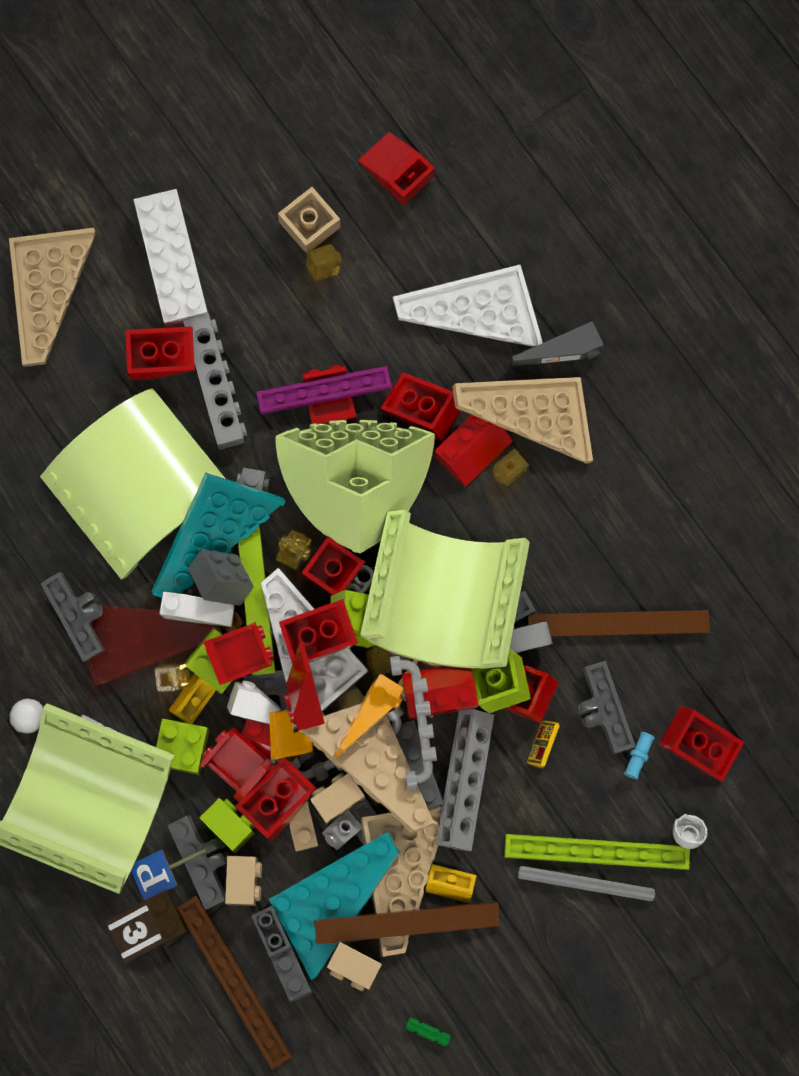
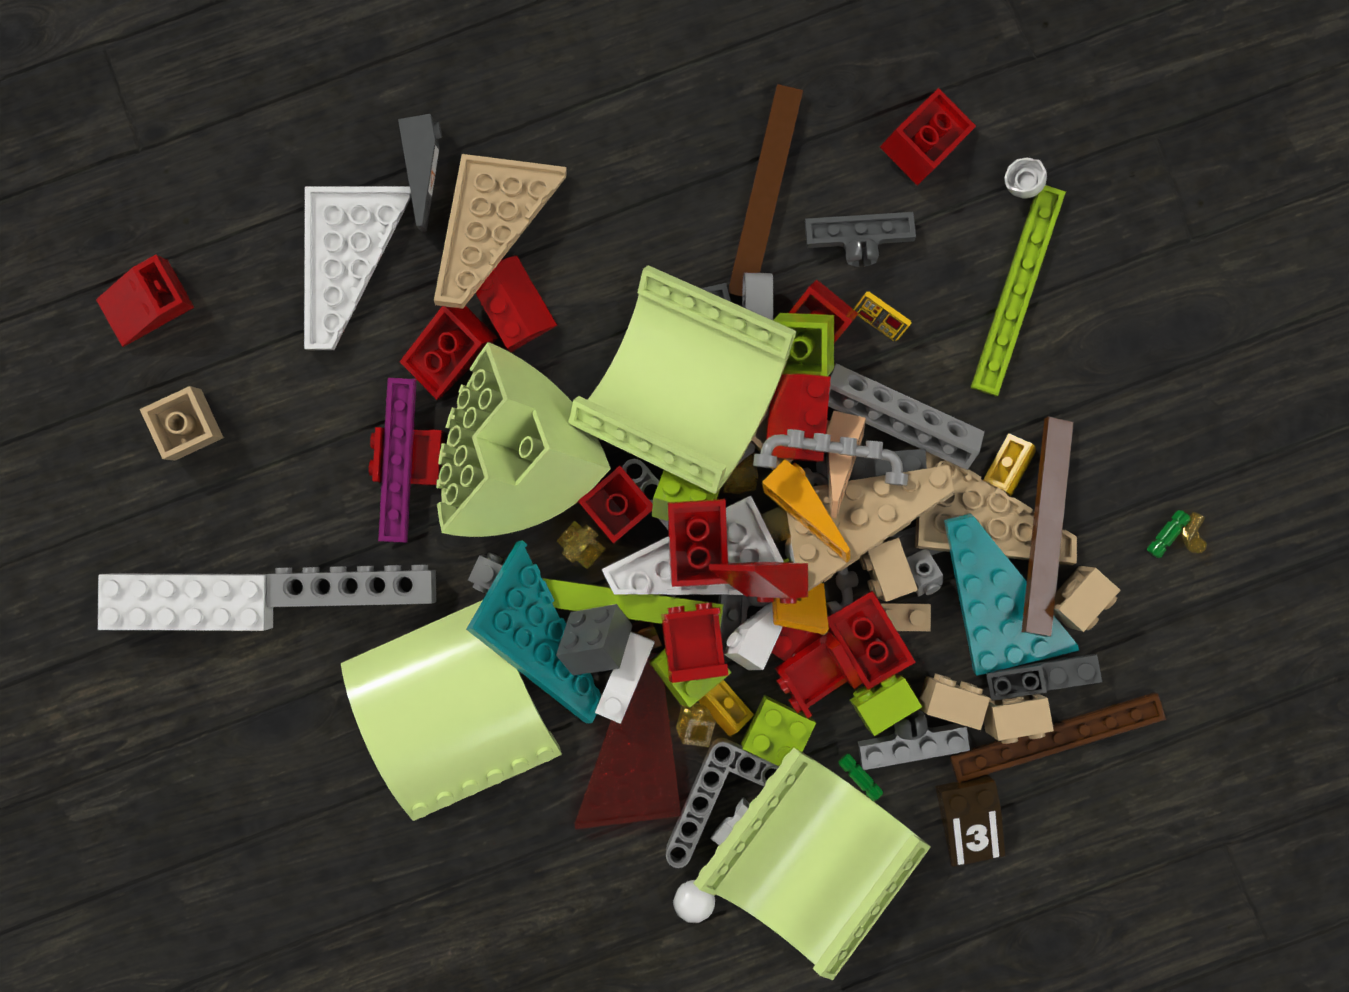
camera: 80 degrees left, 10 degrees up
(44, 281) = (174, 760): tan wing -> none
(75, 615) = (593, 820): dark grey plate -> none
(118, 705) = (711, 791): none -> light grey beam
(155, 874) = (915, 798): blue piece -> none
(159, 352) = (299, 645): red slope -> none
(161, 825) = (860, 777): none -> green axle
(242, 936) = (1018, 718): none -> tan brick
(323, 262) = (239, 420): clear yellow brick -> none
(408, 735) = (840, 466): none -> light nougat slope
(431, 1051) = (1191, 536): none -> clear yellow arm
(510, 468) = (549, 266): clear yellow brick -> none
(586, 883) = (1050, 311): light grey axle -> none
(639, 755) = (923, 211): medium azure pin -> none

